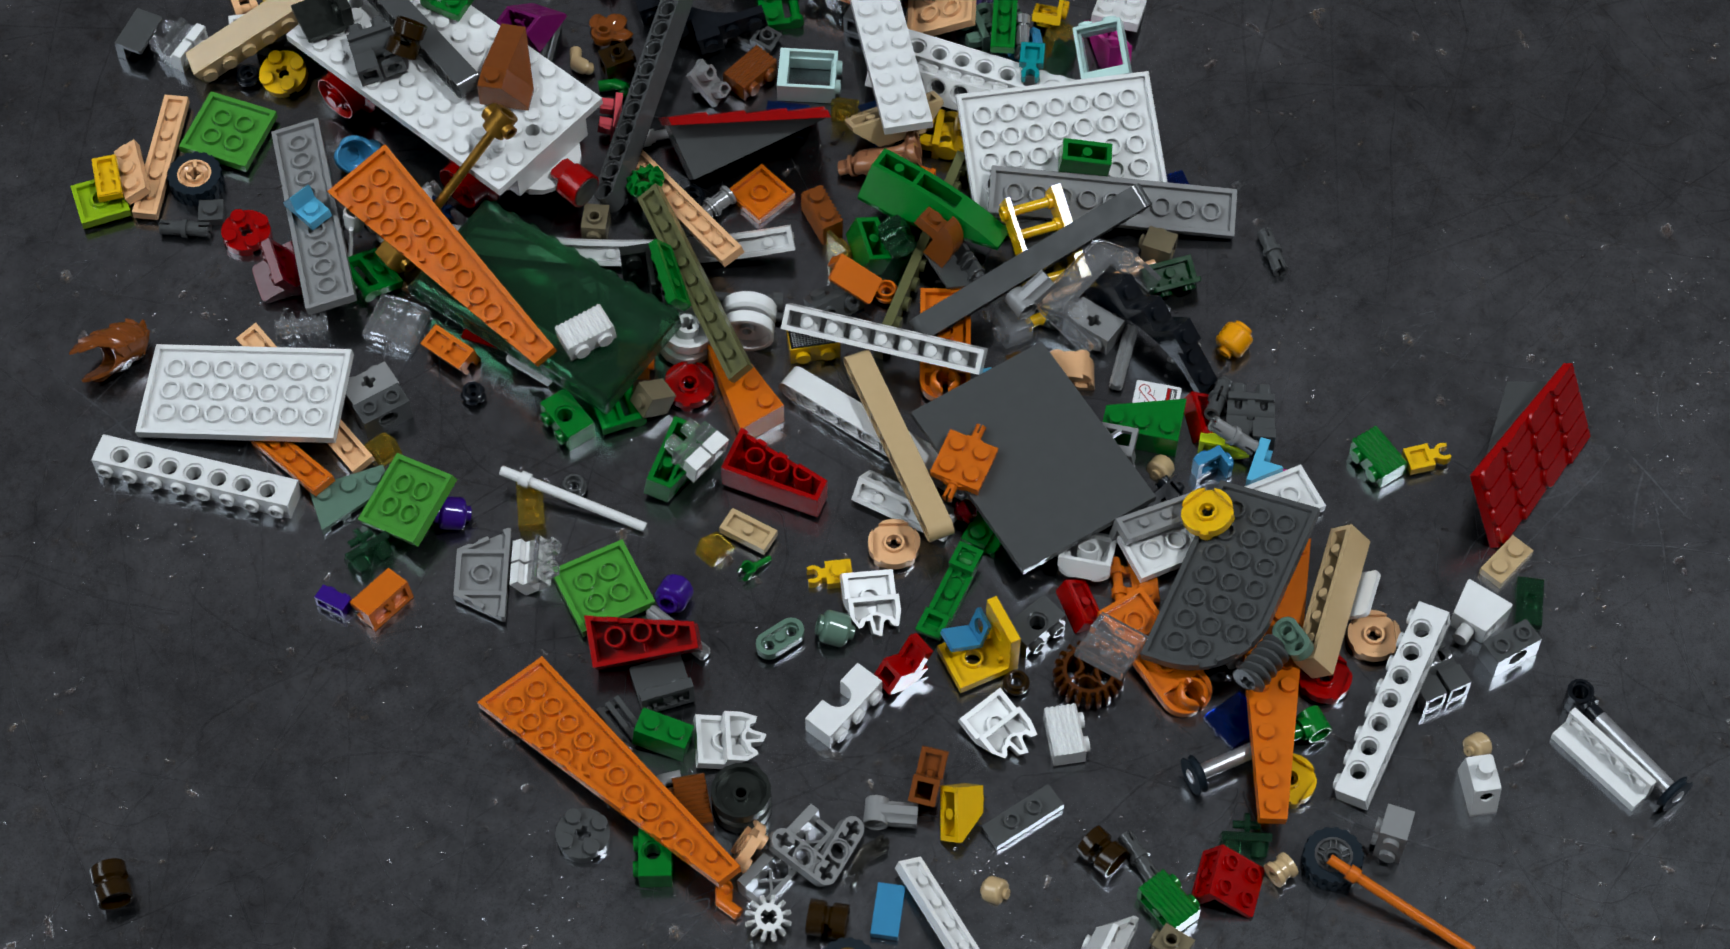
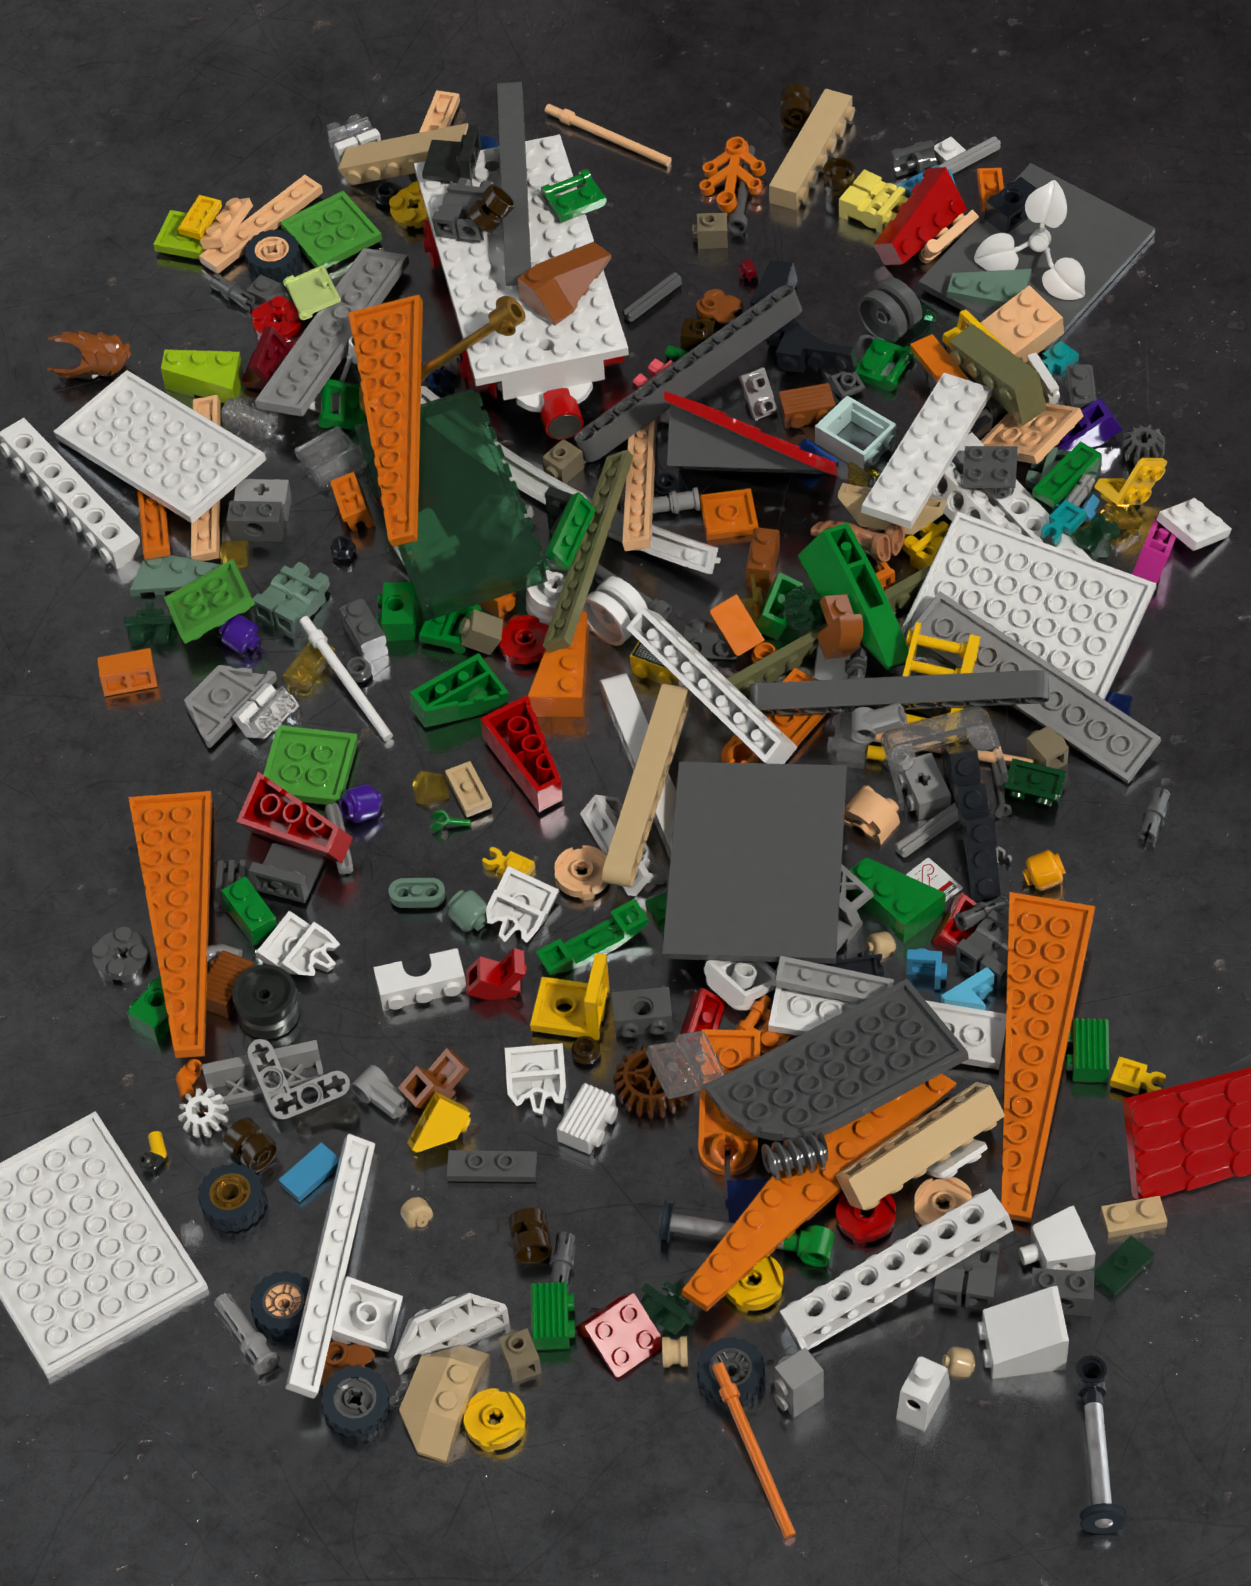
camera: 40 degrees right, 5 degrees down
(137, 33) = (323, 113): dark grey panel -> none
(227, 311) = (203, 373): none -> lime wedge
(258, 191) = (312, 291): none -> yellowish green door
(308, 207) = (329, 319): medium azure slope -> none
(333, 601) = (89, 651): dark purple piece -> none
(354, 151) = (431, 303): dark azure hair -> none
(470, 457) = (291, 598): none -> sand green hips
(539, 22) = (647, 266): magenta slope -> none
(553, 451) = (363, 630): none -> dark grey brick
(578, 63) = (666, 321): tan arm -> none
(585, 332) = (450, 537): white brick -> none
(637, 187) = (637, 444): green gear -> none
(699, 450) = (483, 692): hips -> none
(748, 843) = (228, 1044): light nougat plate -> none
(946, 47) = (990, 468): none -> dark grey hinge
(963, 462) = (685, 829): orange plate -> none
(965, 511) = (661, 877): dark red plate -> none
(967, 636) = (566, 981): dark azure bracket -> none
(1085, 157) = (1030, 629): green brick -> none
(1088, 29) = (1113, 531): light aqua window -> none
(1207, 526) = (865, 1011): yellow plate -> none
(1211, 440) = (935, 942): neon yellow plate -> none
(1233, 435) = (958, 949): light grey pin -> none
(1294, 638) = (845, 1152): sand green plate -> none
(1310, 422) = (1043, 983): none -> orange wing
(1515, 694) = (1025, 1335): none -> white slope
(1604, 760) = (1064, 1449): white fence -> none

